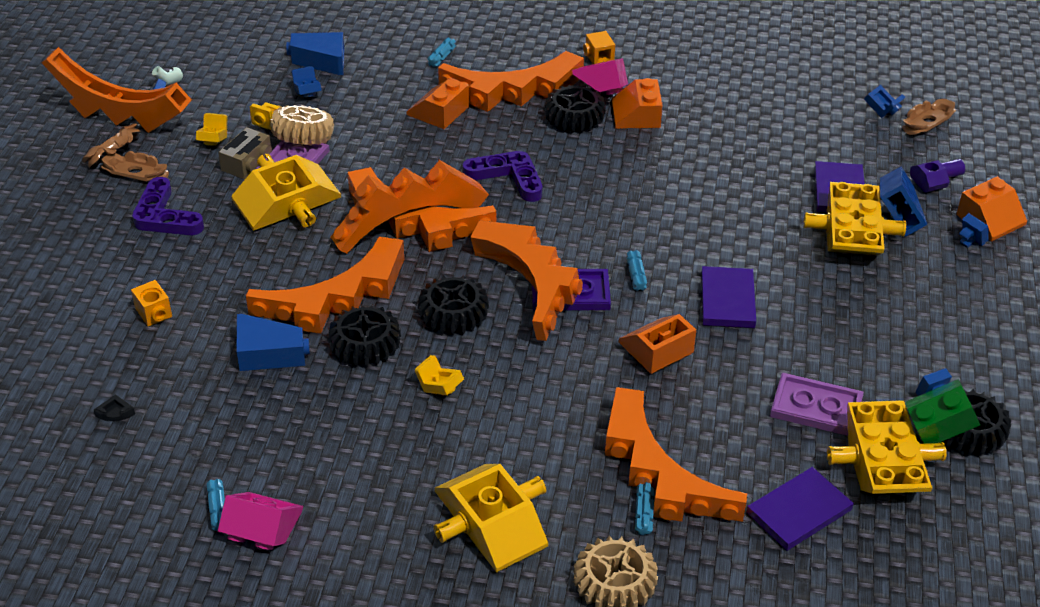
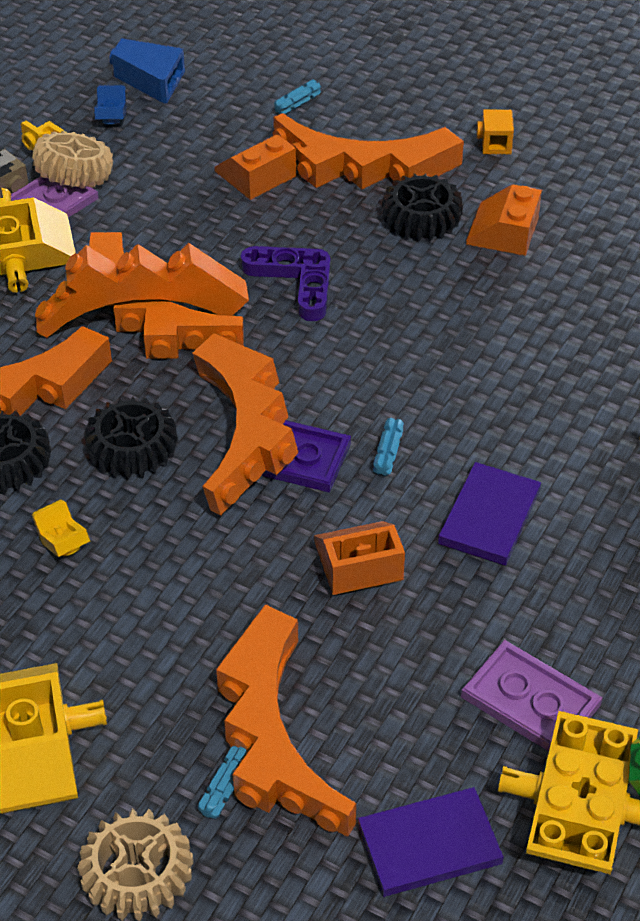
camera: 20 degrees right, 5 degrees up
(604, 76) = (475, 171): dark pink slope -> none

